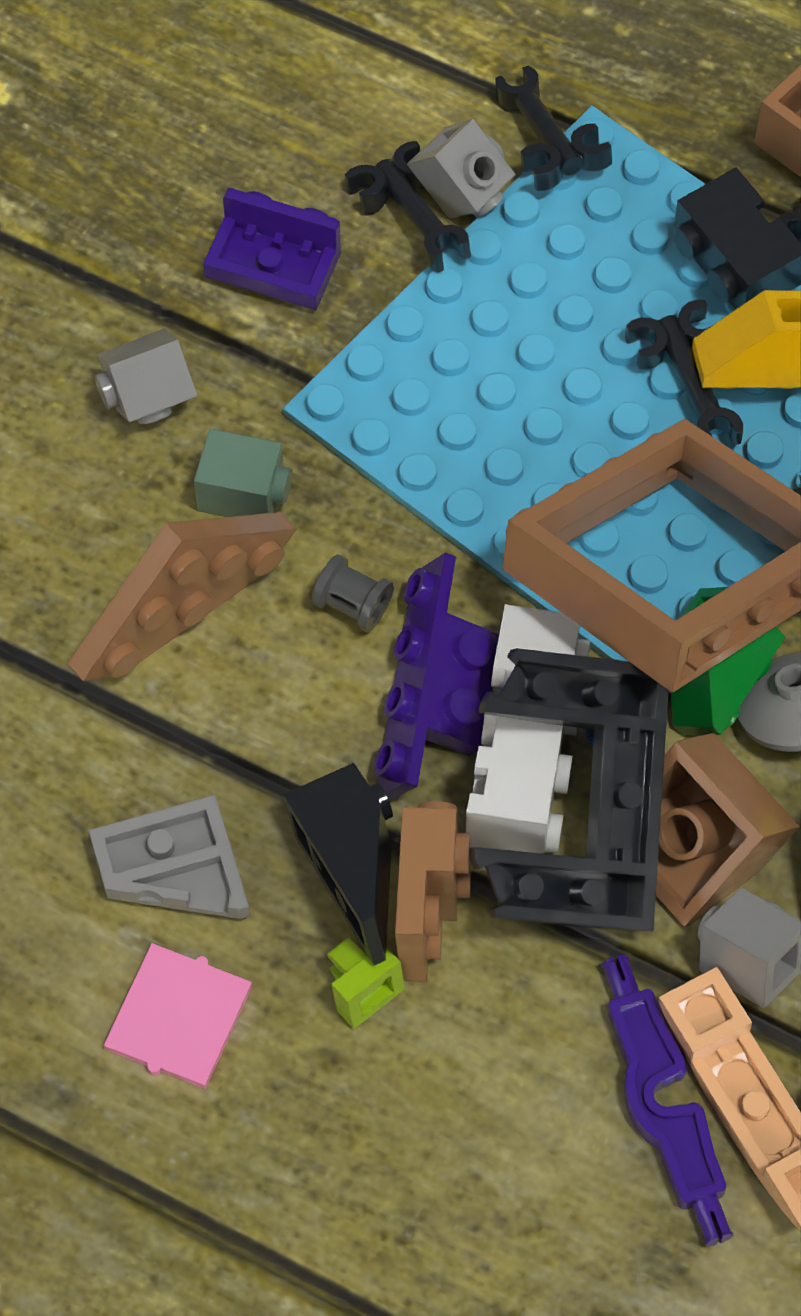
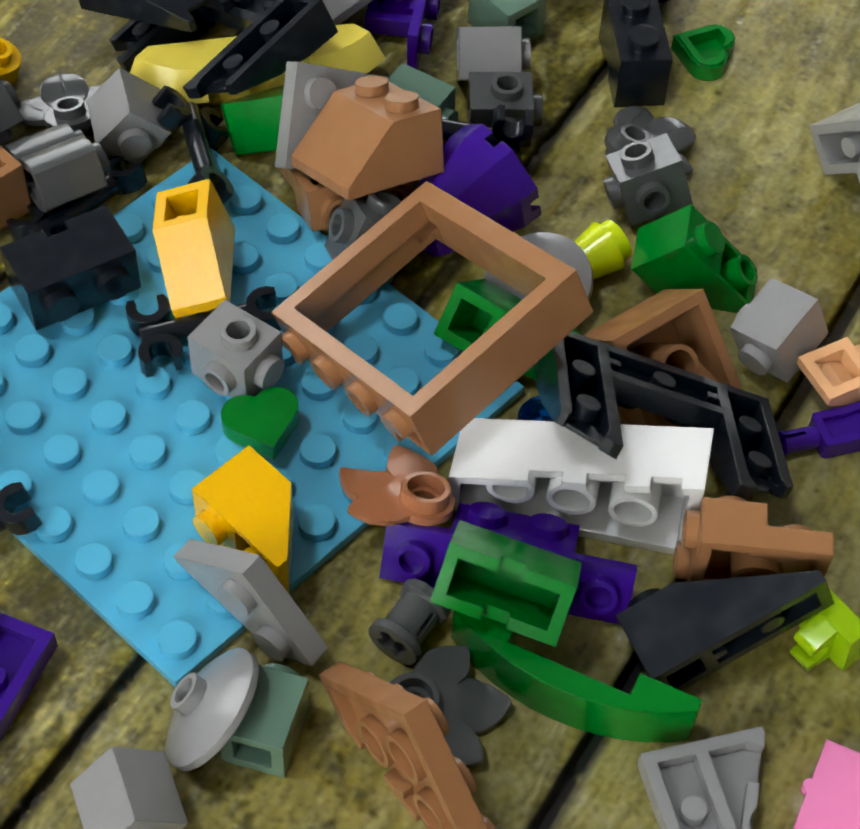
camera: 90 degrees left, 10 degrees down
(239, 420) = (210, 708): none -> light grey dish
(268, 641) = (466, 703): none -> dark grey plate
(322, 668) = (646, 715): none -> green slope
(344, 444) = (255, 598): none -> light grey wing
(370, 649) = (507, 582): none -> green brick
(441, 439) = (248, 510): none -> yellow slope
(478, 557) = (403, 493): none -> nougat plate
(571, 440) = (261, 420): none -> green tile
(642, 399) = (236, 352): none -> light grey brick

